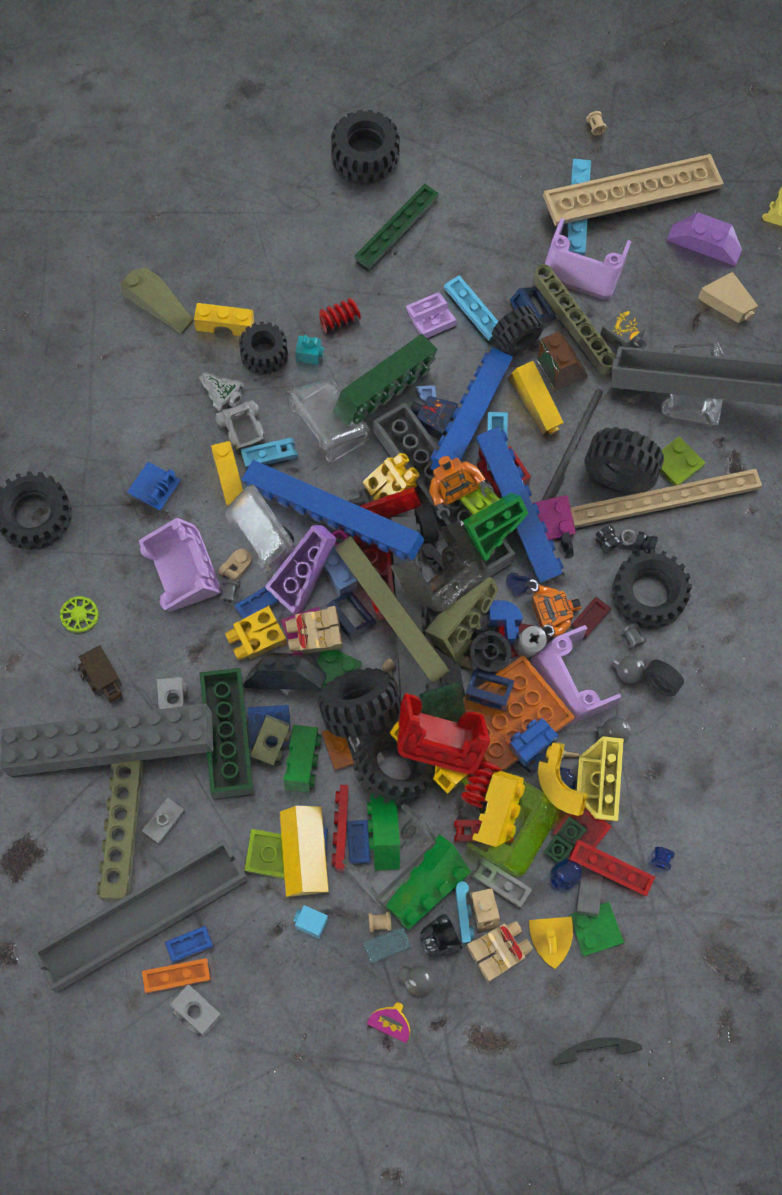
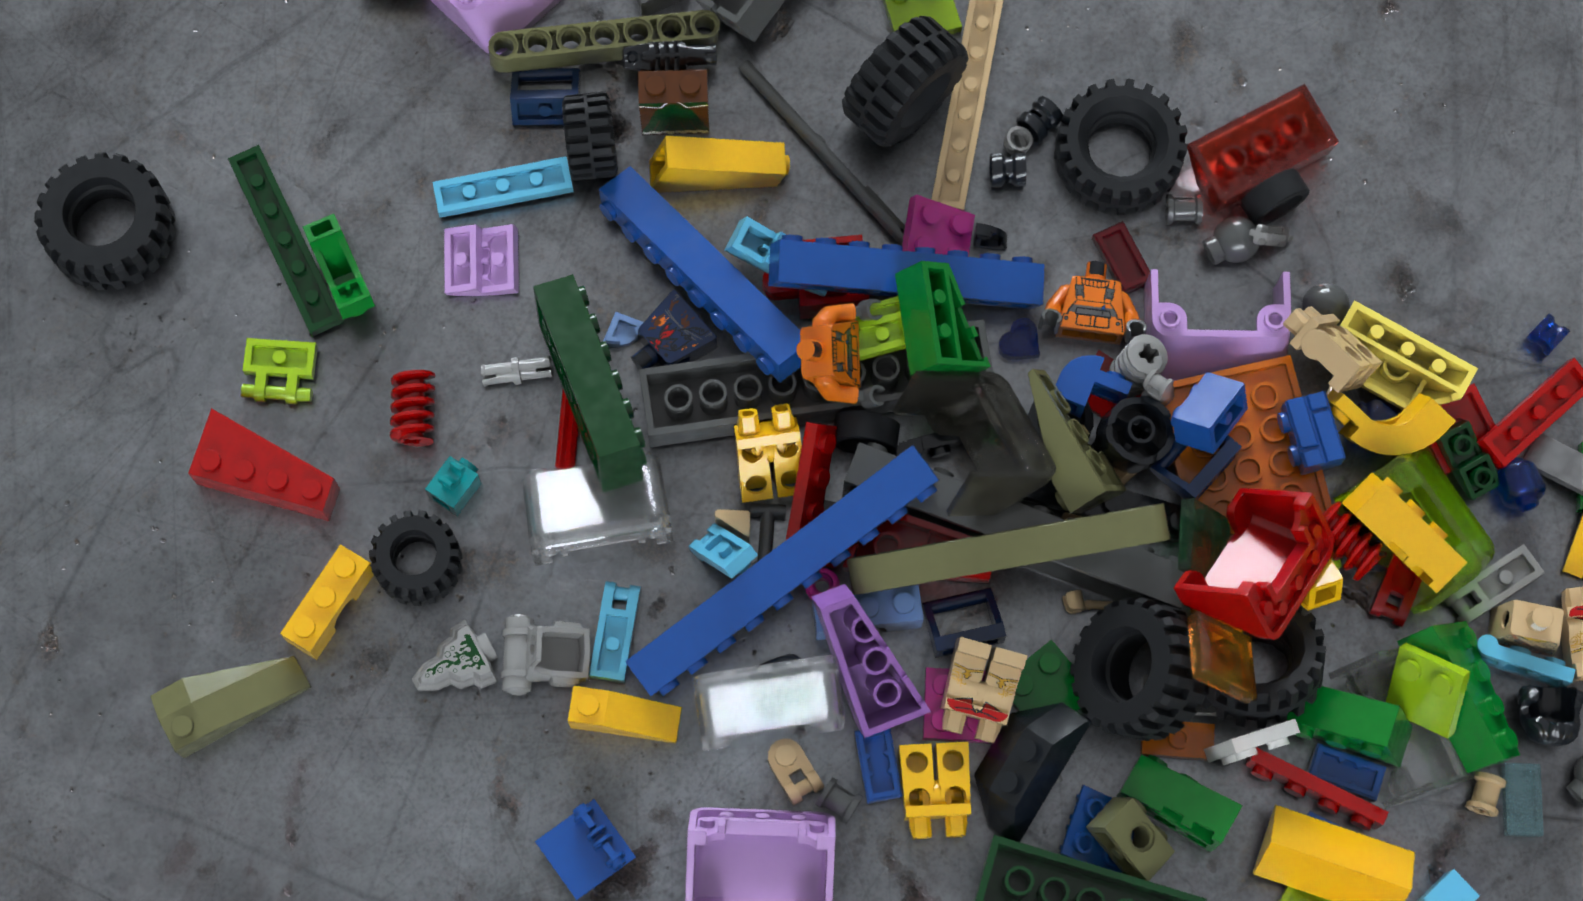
camera: 65 degrees left, 5 degrees up
(275, 258) = (256, 469): none -> red wedge
(329, 480) = (723, 551): none -> medium azure plate
(335, 248) = (279, 359): none -> lime plate
(342, 773) = (1245, 745): none -> white plate
(351, 486) = (735, 522): none -> tan slope
(378, 733) = (1221, 657): none -> clear orange tile
(380, 352) = (516, 371): none -> light grey pin
(394, 254) = (338, 267): none -> green arch
(418, 860) = (1428, 689): none -> lime plate
(516, 681) = (1209, 412): none -> brick
(518, 652) = (1159, 387): none -> light grey bar
(580, 349) = (667, 56): none -> black hinge
(586, 733) = (1333, 347): none -> tan hips
(640, 684) = (1270, 235): none -> light grey axle
(695, 660) = (1259, 145): none -> clear red slope

